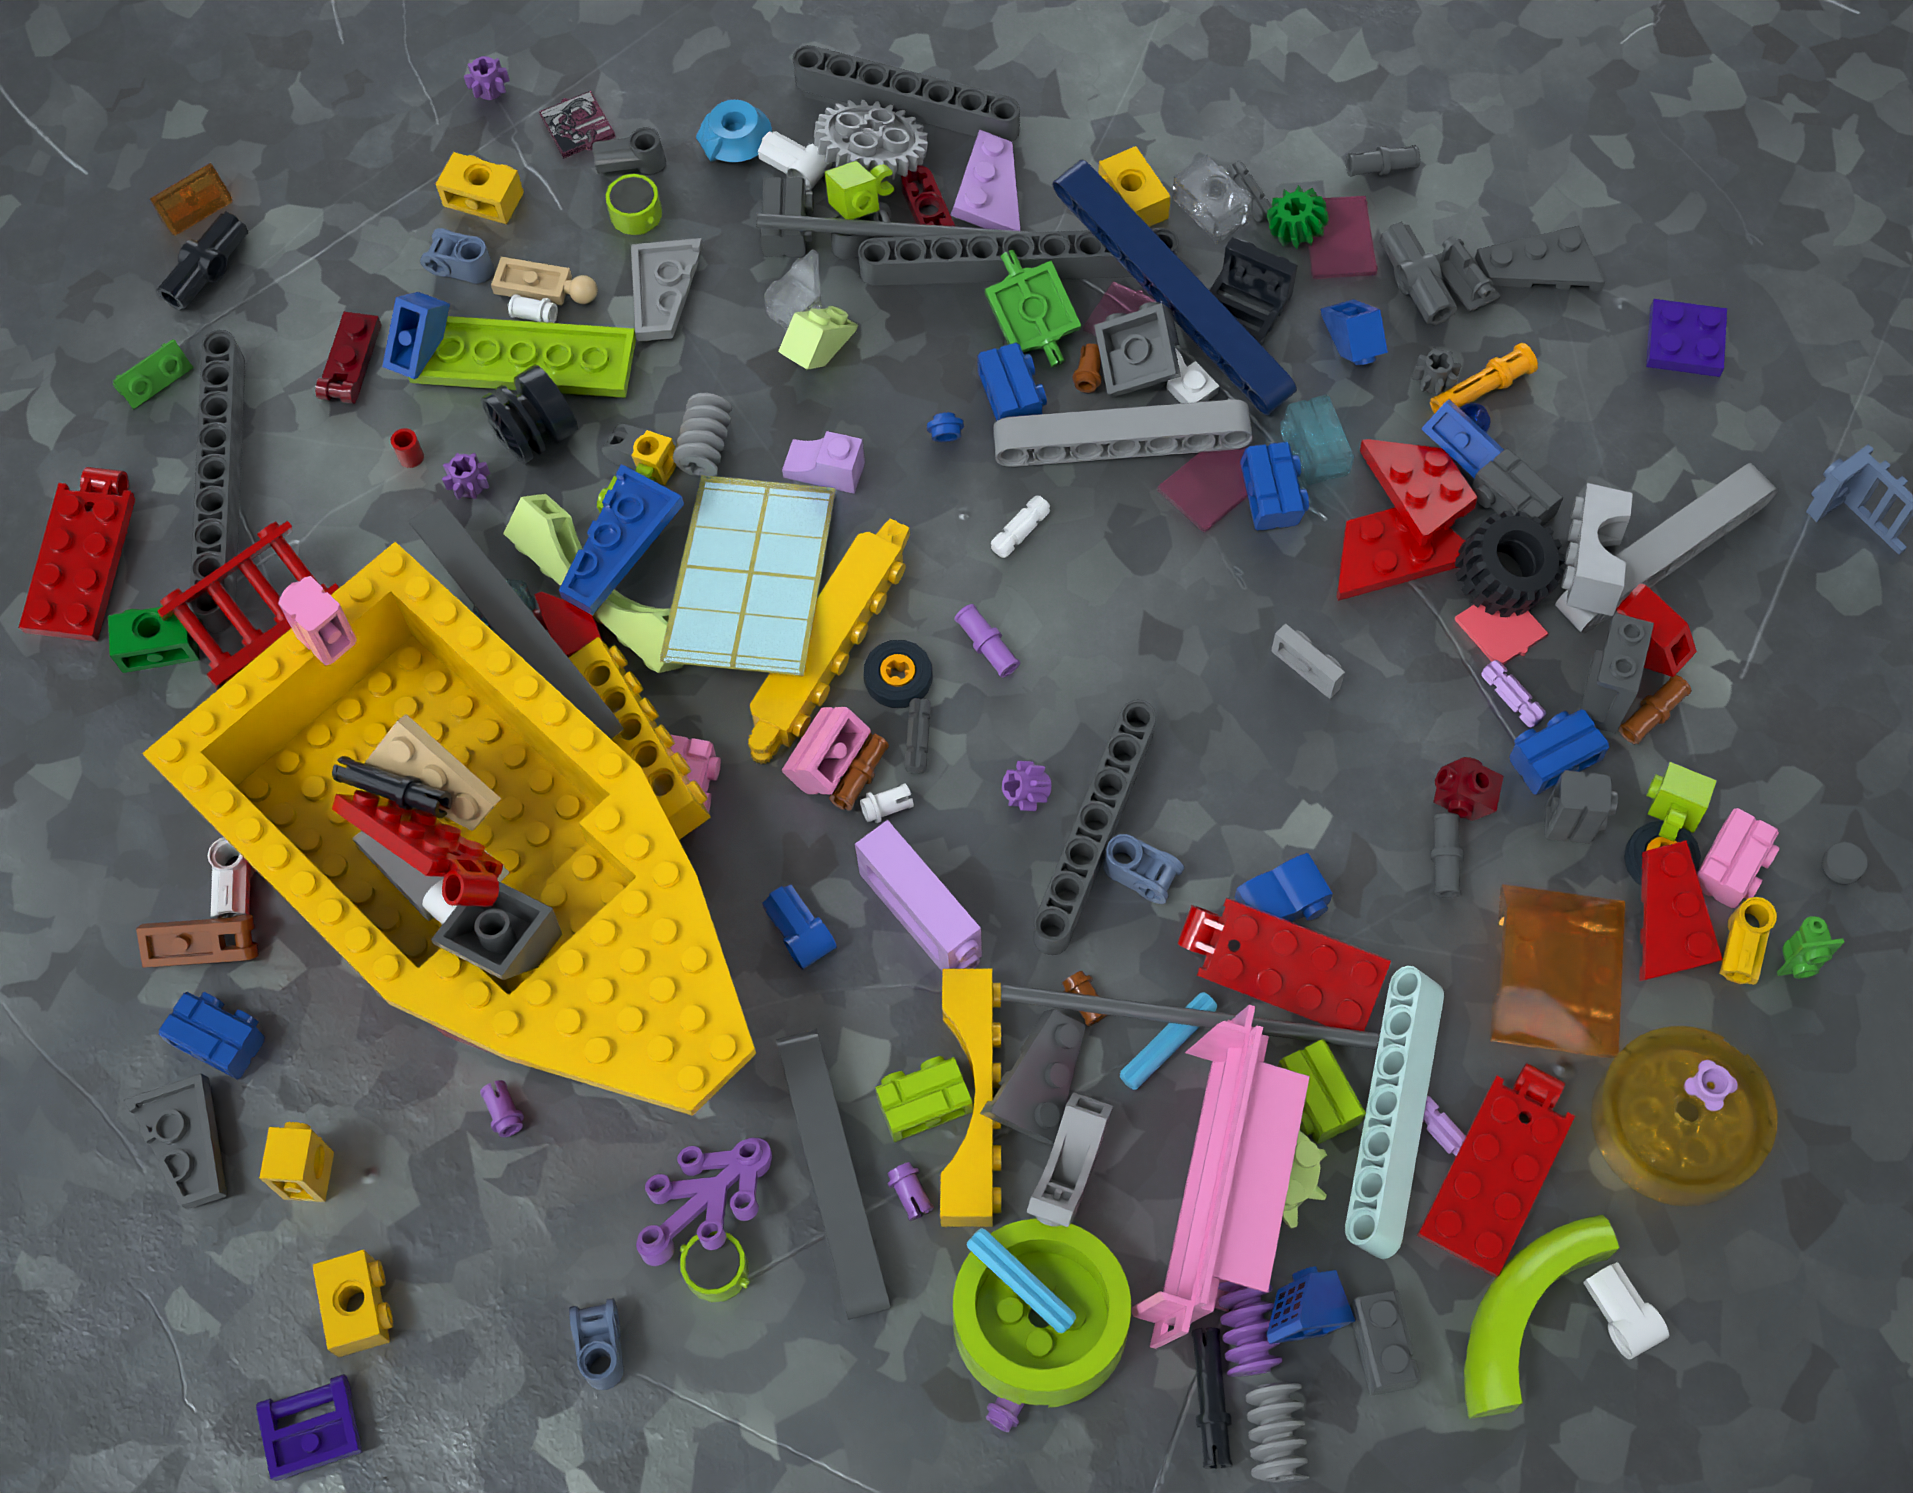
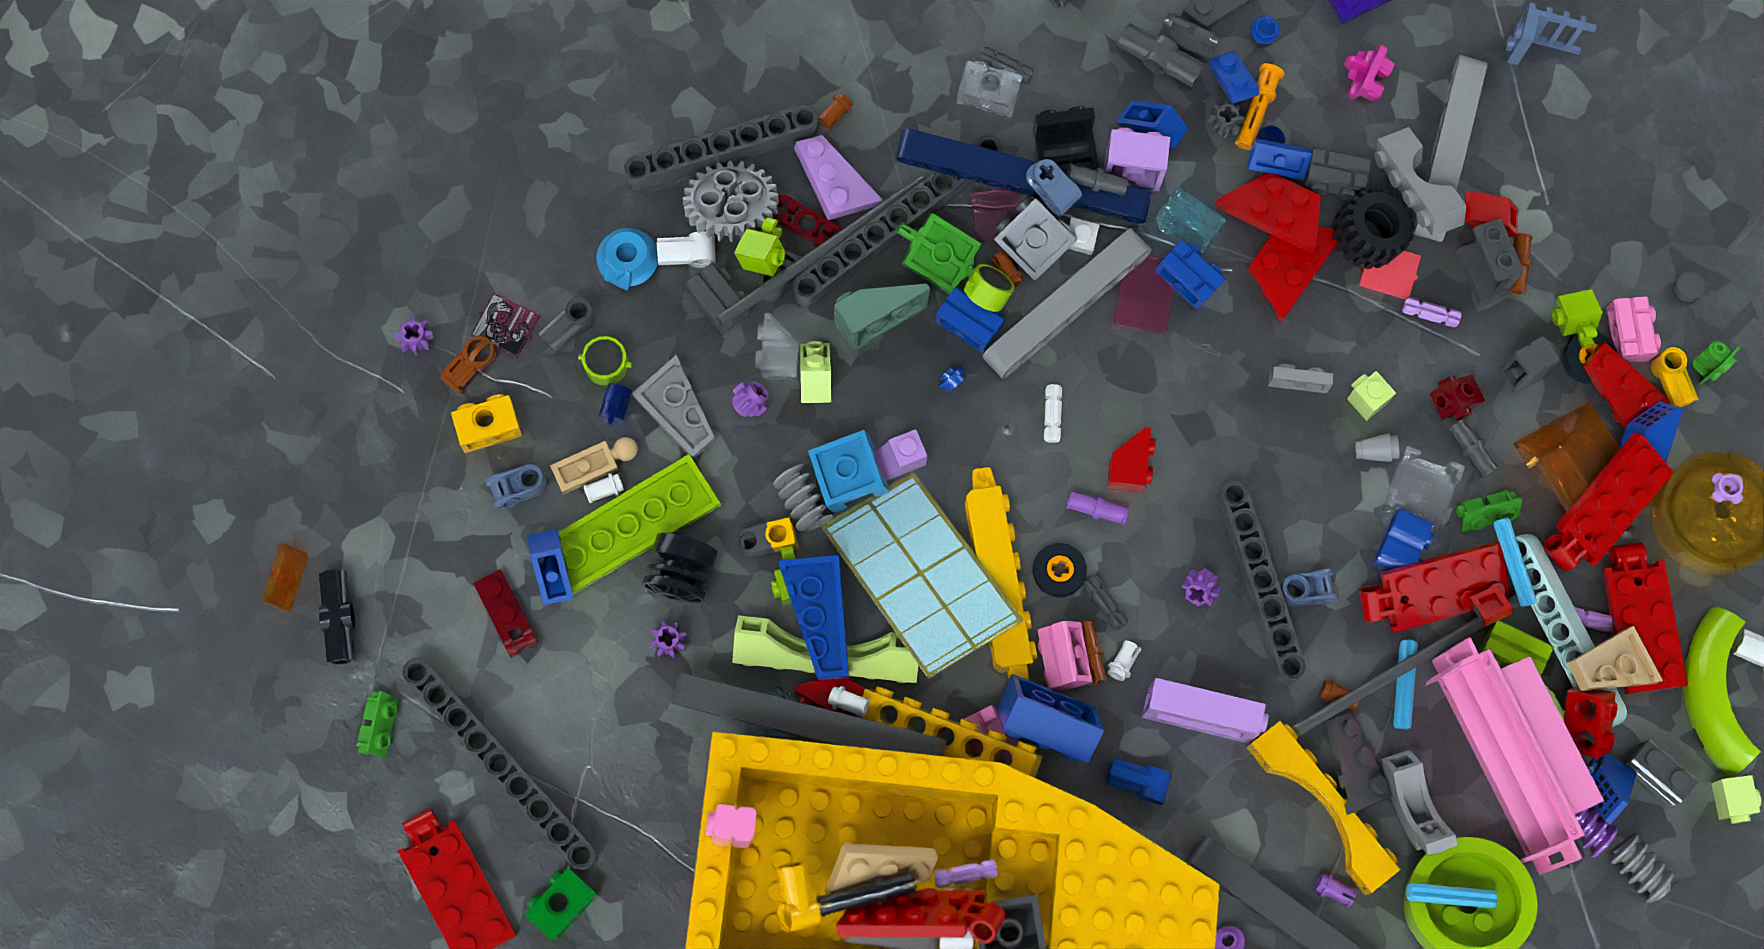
camera: 45 degrees left, 10 degrees up
(223, 664) = (643, 827): red fence -> none
(318, 746) = (797, 906): none -> yellow piece
(407, 448) = (607, 641): red hinge -> none
(506, 131) = (464, 367): none -> dark orange piece
(515, 851) = (965, 873): none -> lavender axle
(566, 627) = (848, 701): none -> white pin
(609, 245) = (615, 403): none -> clear blue piece
(734, 318) = (750, 399): none -> medium lavender gear
(749, 788) = (1049, 719): none -> blue brick
(764, 434) = (847, 470): none -> dark azure panel
(923, 316) = (877, 310): none -> sand green slope
(923, 1097) = (1299, 828): lime brick -> none
(1043, 130) = (837, 108): none -> dark orange pin
(1050, 364) = (989, 288): none -> lime piece
(1057, 620) = (1129, 464): none -> red slope
(1137, 185) = (926, 104): yellow brick -> none
(1189, 306) = (1055, 189): none -> sand blue piece
(1211, 1398) = (1600, 885): black pin -> none
(1241, 327) = (1097, 179): none -> dark grey pin
(1297, 217) = (1048, 73): green gear -> none
(1305, 341) = (1137, 157): none -> lavender brick
(1325, 1017) = (1490, 605): none -> red plate
(1338, 784) = (1378, 448): none -> light grey cone
(1338, 1217) = (1580, 719): none -> red brick
(1346, 241) = (1087, 59): clear pink piece -> none
(1355, 856) = (1423, 487): none -> clear panel
(1372, 725) = (1370, 394): none -> yellowish green brick
(1390, 992) = (1514, 562): none -> medium azure axle
(1418, 1175) = (1615, 664): none -> tan wing
(1424, 937) = (1499, 506): none -> bright green hinge
(1457, 1442) = (1736, 798): none -> yellowish green brick
(1478, 336) = (1233, 77): none -> blue plate
(1552, 318) = (1265, 30): none -> blue plate
(1555, 1009) = (1609, 504): none -> red hinge
(1566, 744) = (1486, 333): blue brick -> none
(1620, 432) = (1363, 71): none -> dark pink hips
(1666, 973) = (1657, 426): none -> blue slope

